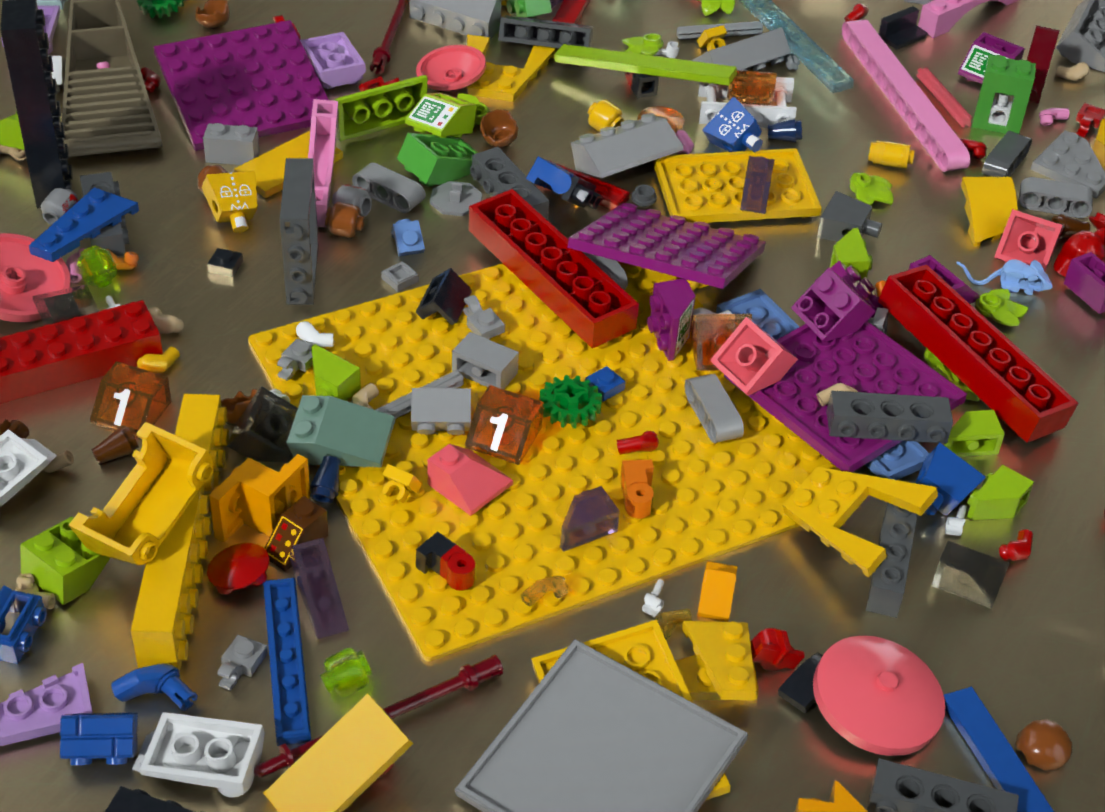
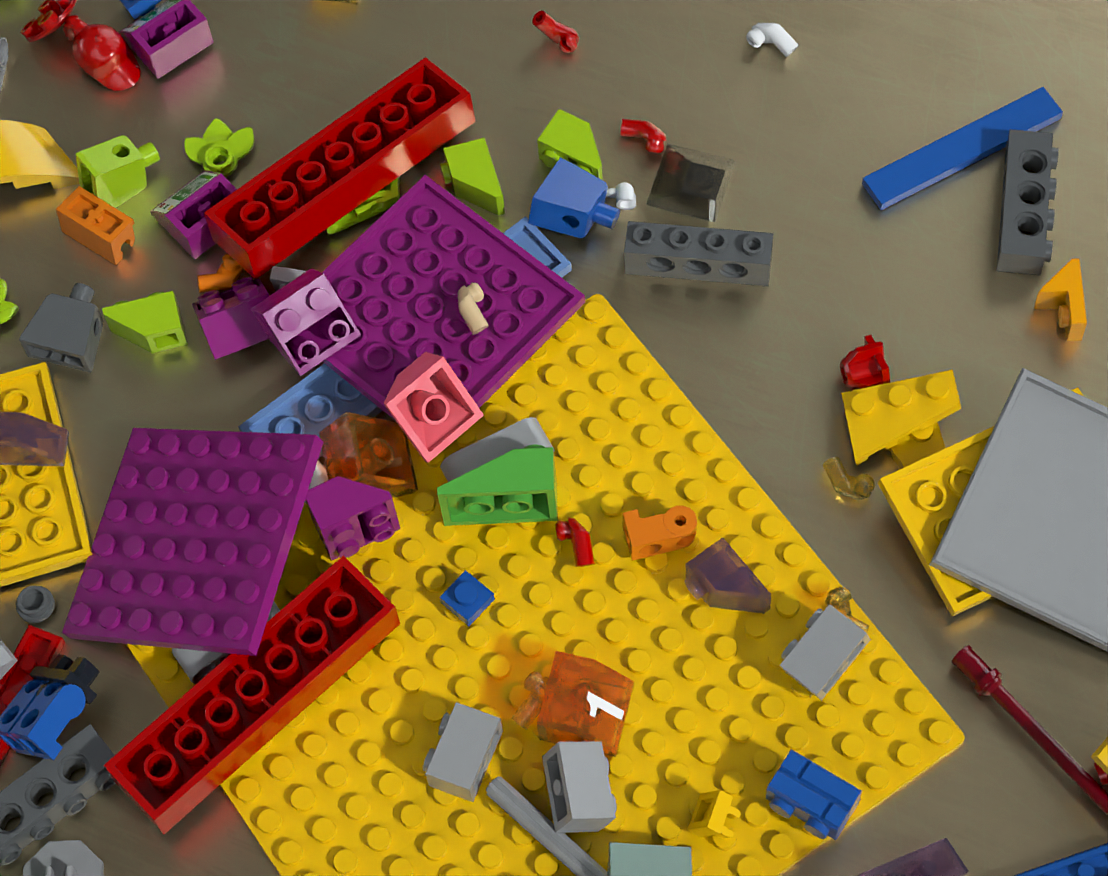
camera: 90 degrees left, 20 degrees up
(346, 672) = (1022, 817): clear neon green head -> none
(398, 538) = (812, 796): none -> blue brick
(446, 296) = (331, 838): black panel -> none
(447, 561) = (837, 721): leg -> none
(465, 478) = (681, 736): coral slope -> none
(482, 322) = (370, 773): light grey plate -> none
(511, 560) = (824, 651): none -> light grey brick
(570, 401) = (502, 636): green gear -> none
(653, 604) = (822, 505): white hand -> none
(683, 401) = (504, 490): none -> bright green slope
(717, 591) = (786, 436): light orange slope -> none
(799, 685) = (897, 328): black slope -> none
(833, 495) = (641, 319): yellow wing -> none
(878, 695) = (902, 262): coral dish -> none
(889, 416) = (506, 300): dark grey brick -> none
(930, 234) = (95, 224): none -> orange hinge
(973, 243) = (115, 169): none -> lime torso
(1017, 276) = (158, 125): light blue animal -> none
(1028, 239) = (90, 105): coral slope -> none
(1044, 744) = (918, 115): dark orange hair -> none
(1070, 225) = (45, 70): reddish brown cone -> none

